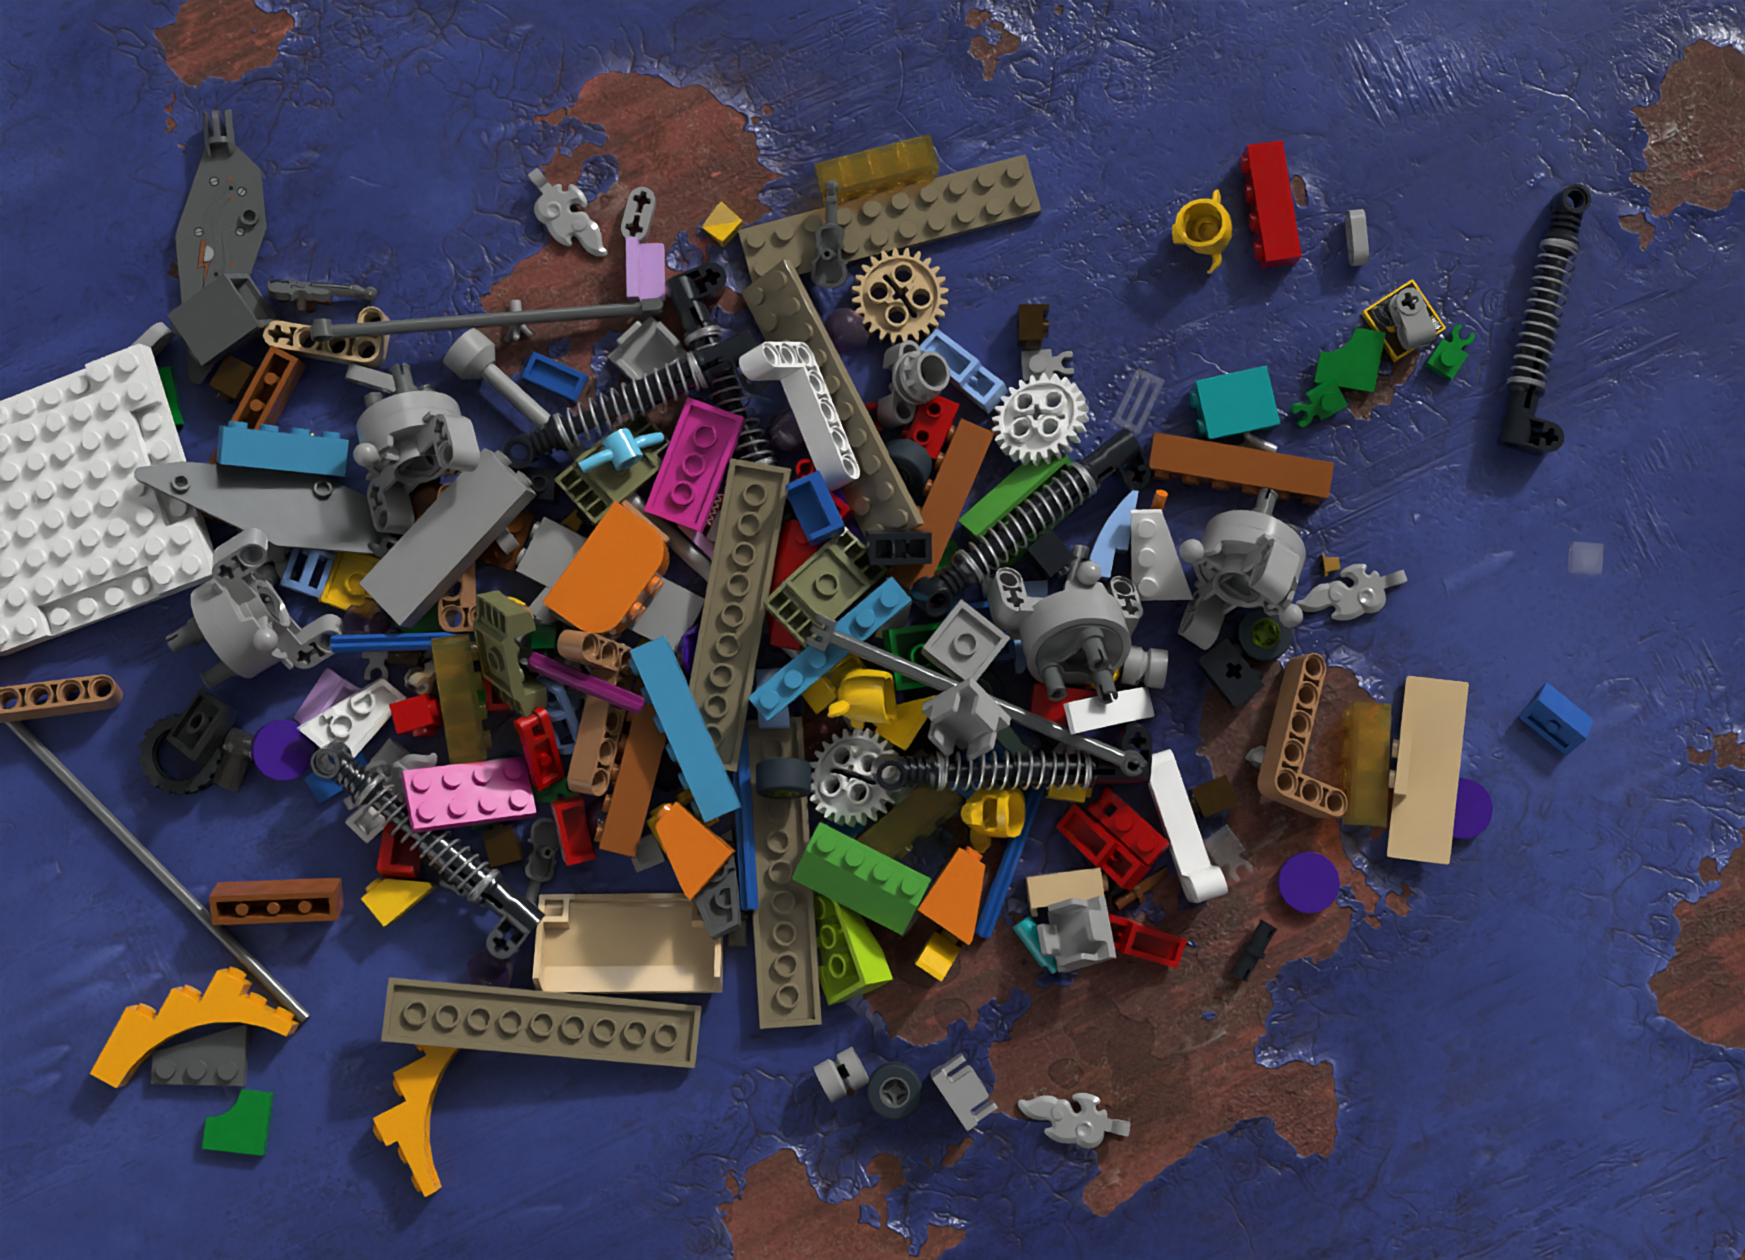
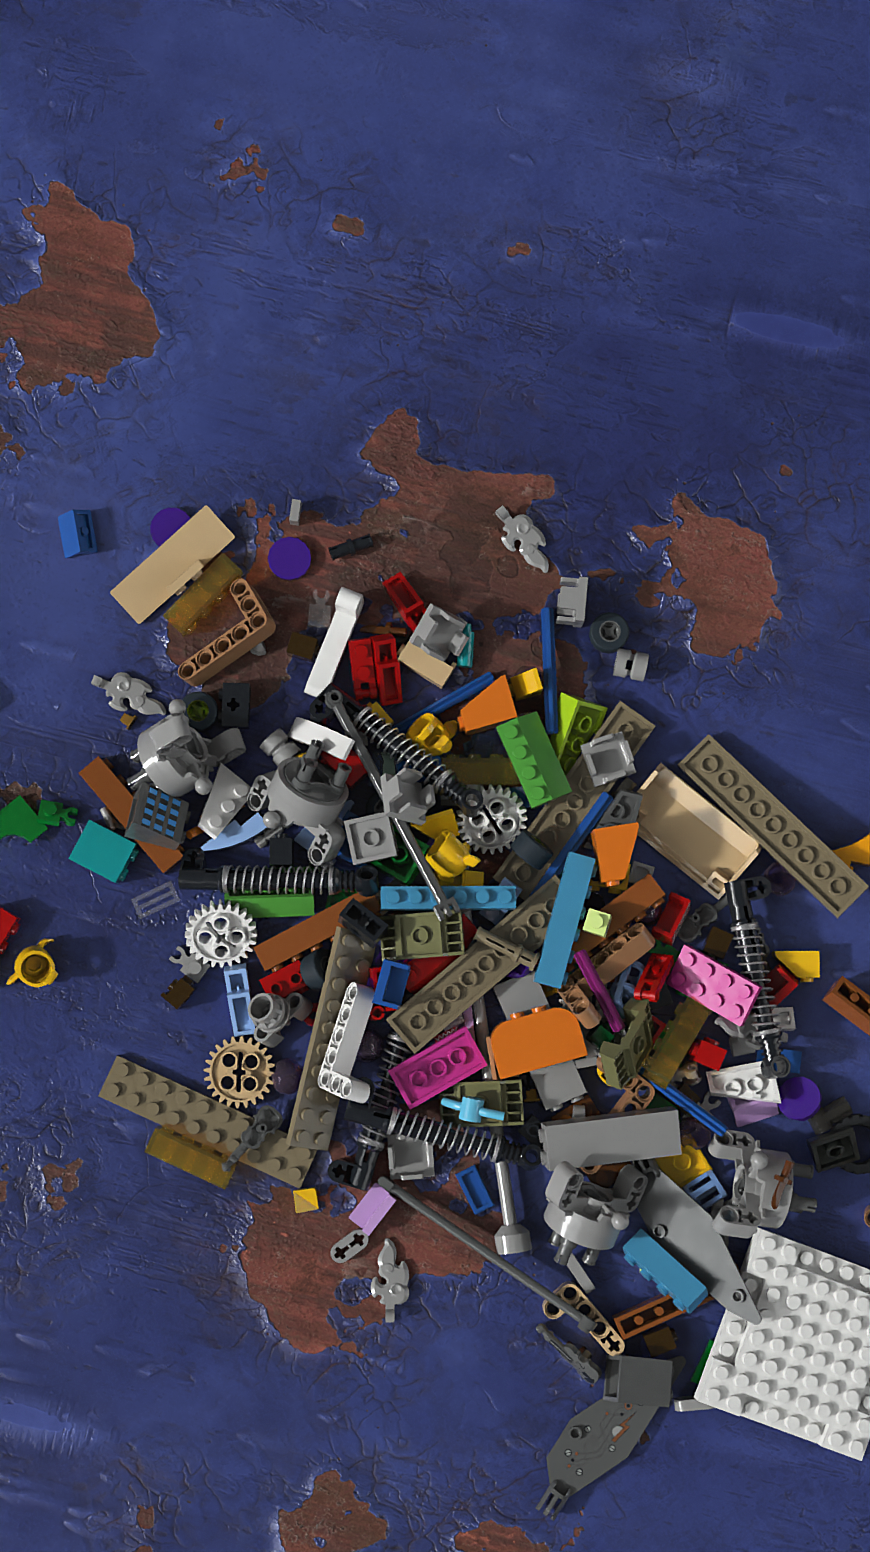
camera: 145 degrees left, 0 degrees up
(222, 638) = (783, 1180): none -> reddish brown piece
(514, 331) = (465, 1248): light grey bar -> none
(647, 754) = (597, 922): none -> yellowish green brick
(708, 651) = (518, 954): none -> dark tan pin
(781, 948) = (608, 758): none -> light grey panel
(925, 993) = (549, 670): none -> blue axle
(1210, 482) = (157, 817): none -> dark grey slope
(1345, 938) = (295, 512): none -> light grey tile

